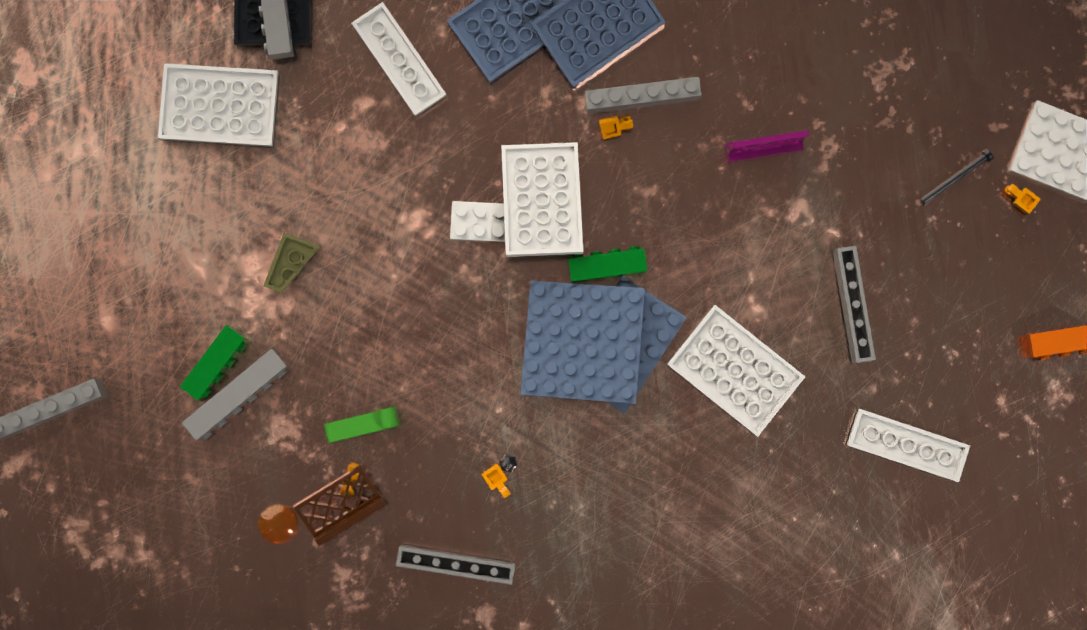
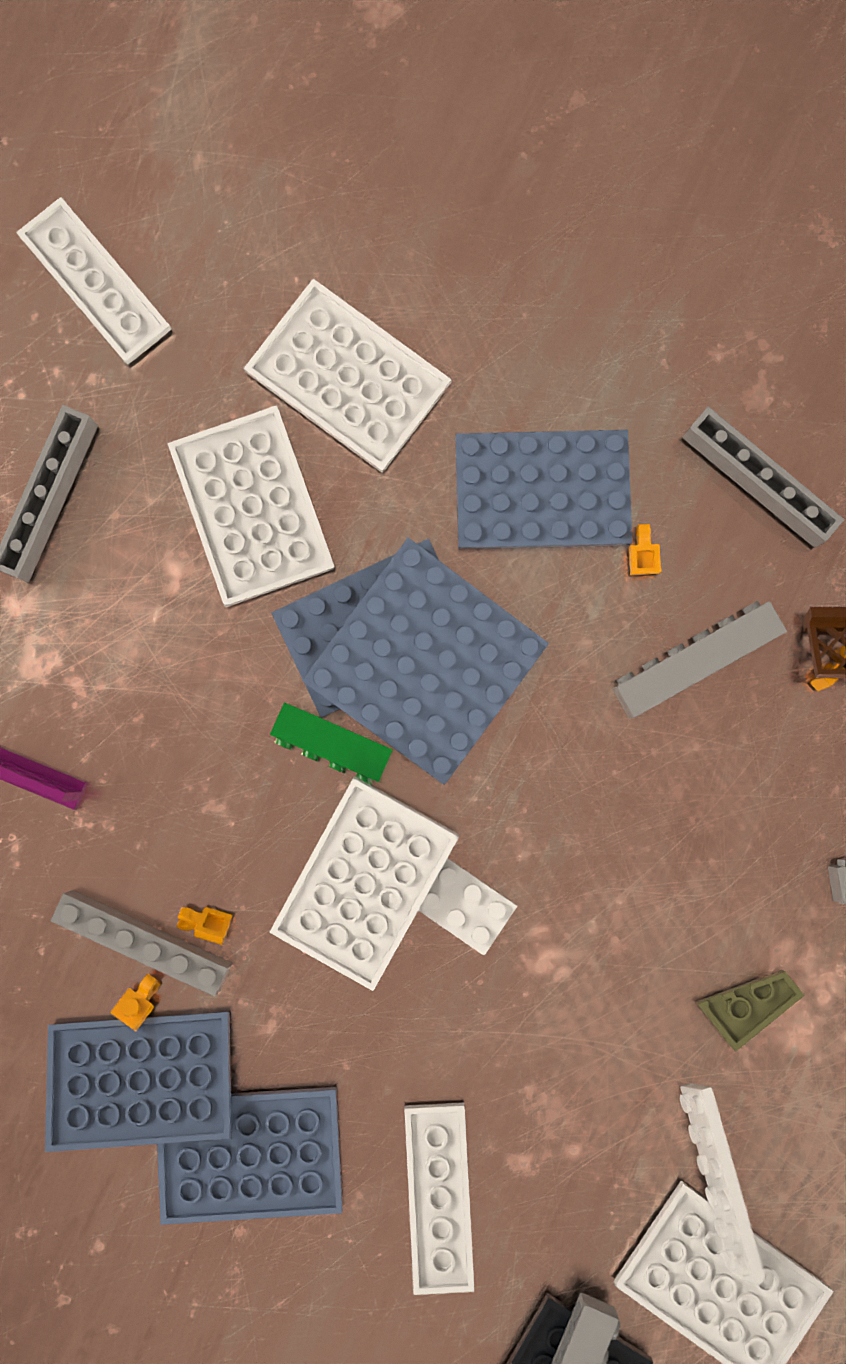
camera: 155 degrees left, 0 degrees up
(250, 153) = (723, 1185): none -> white plate
(362, 424) = (766, 726): bright green beam -> none
(430, 437) = (699, 660): none -> light grey brick
(508, 463) = (618, 565): black piece -> none
(576, 483) = (543, 489): none -> sand blue plate
(624, 59) = (135, 1006): none -> light orange plate
(728, 479) = (347, 375): none -> white plate

